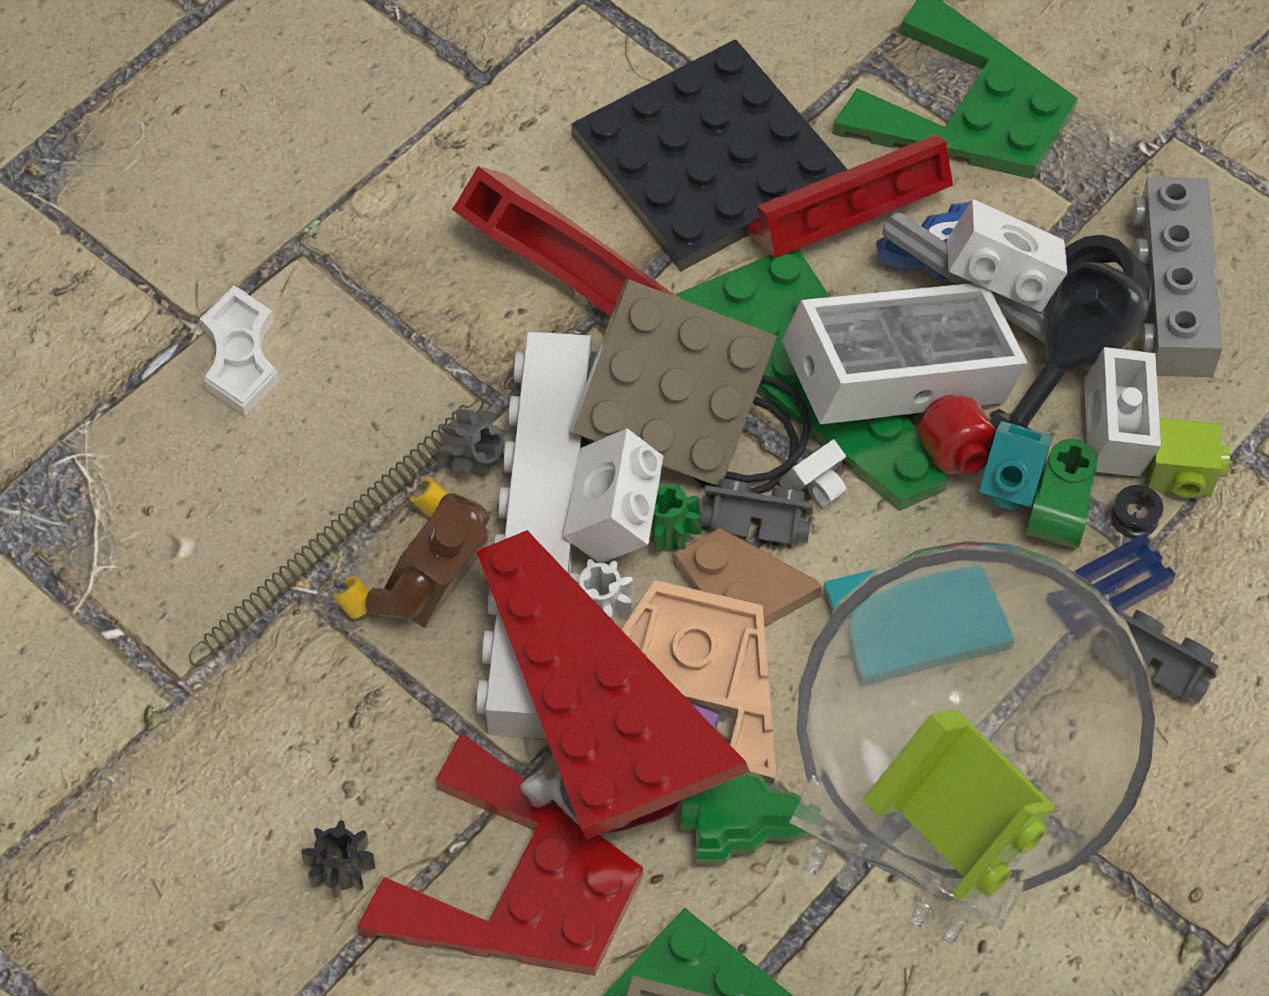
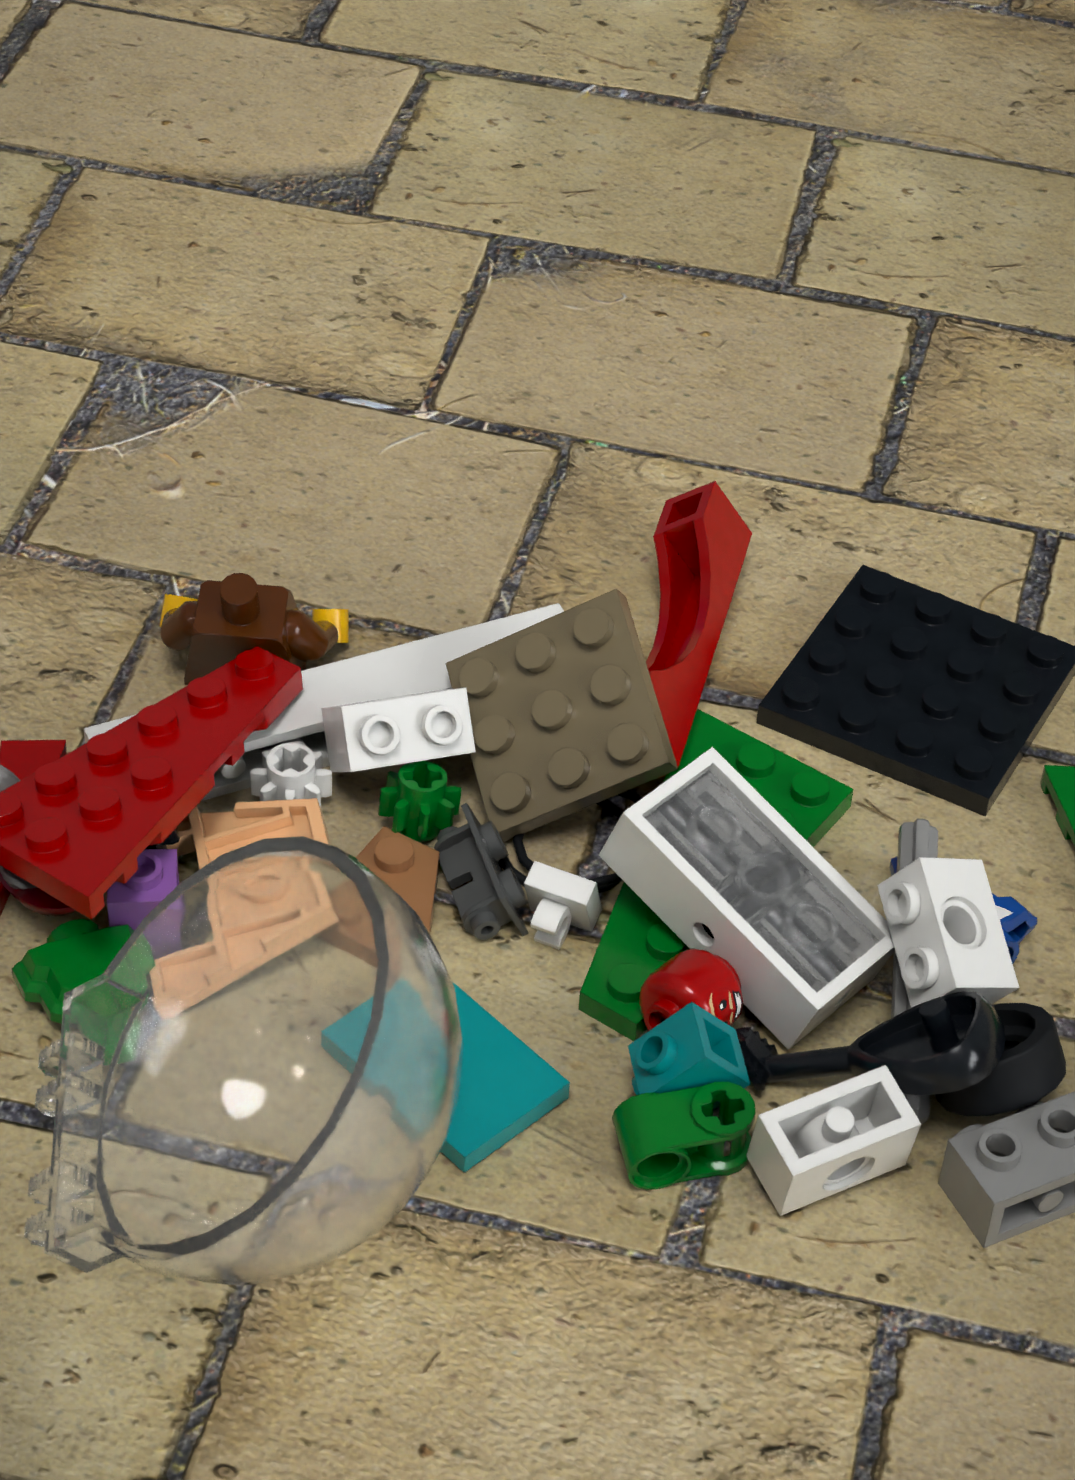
camera: 60 degrees right, 15 degrees down
(240, 370) = (395, 450): white tile -> none
(324, 548) = (245, 570): olive piece -> none
(472, 441) = (392, 626): dark grey gear -> none
(852, 197) = (952, 800): red fence -> none
(963, 801) = (176, 1067): lime panel -> none
(1129, 524) = (722, 1206): black bush -> none
(1148, 560) = (615, 1228): clear blue tile -> none
(1182, 663) = (536, 1284): dark grey hinge -> none
(1188, 458) = (824, 1237): lime brick -> none

